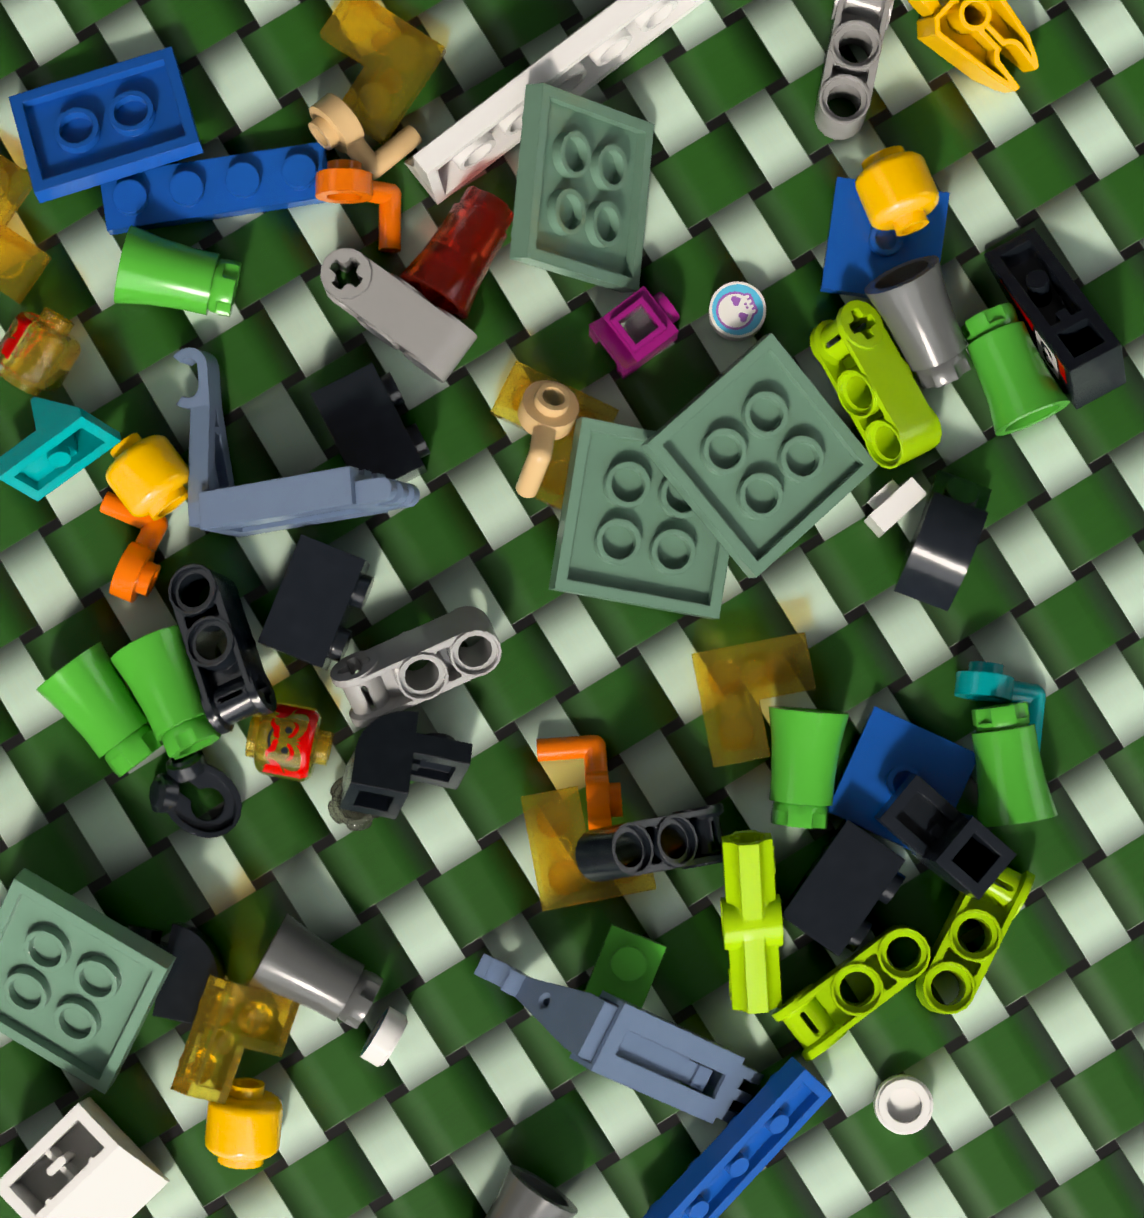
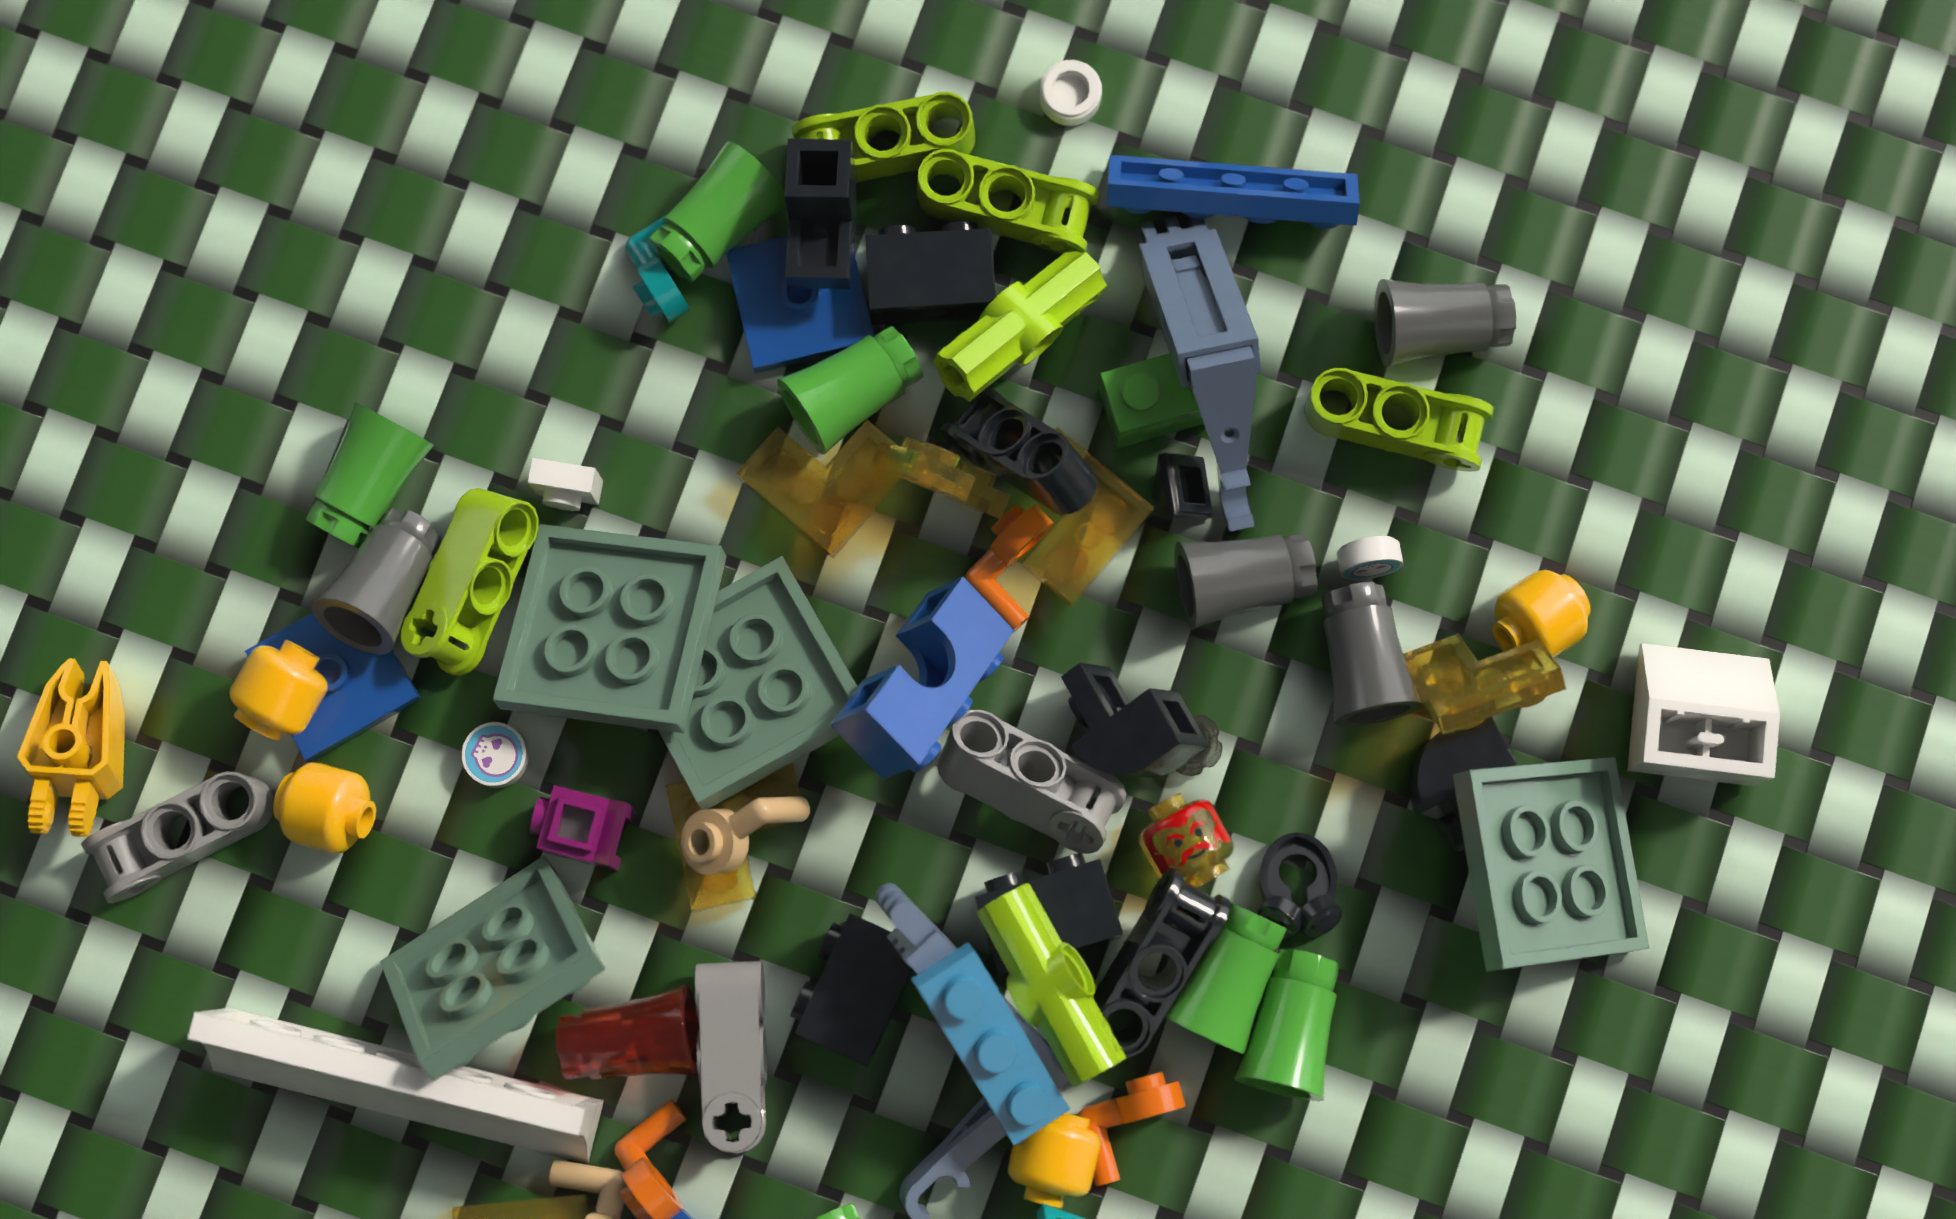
camera: 130 degrees left, 5 degrees down
(251, 484) = (990, 1043): none -> dark azure plate
(258, 559) = (1050, 985): none -> lime piece
(443, 934) = (1242, 575): none -> dark grey plant
(443, 1165) = (1433, 413): none -> lime piece
(542, 945) = (1182, 486): none -> black slope
(551, 687) = (955, 646): none -> arch
(690, 761) = (937, 472): none -> clear yellow plate
(791, 164) = (324, 807): none -> yellow head
(944, 540) = (561, 413): black brick -> none
(1059, 318) = (287, 464): black slope -> none

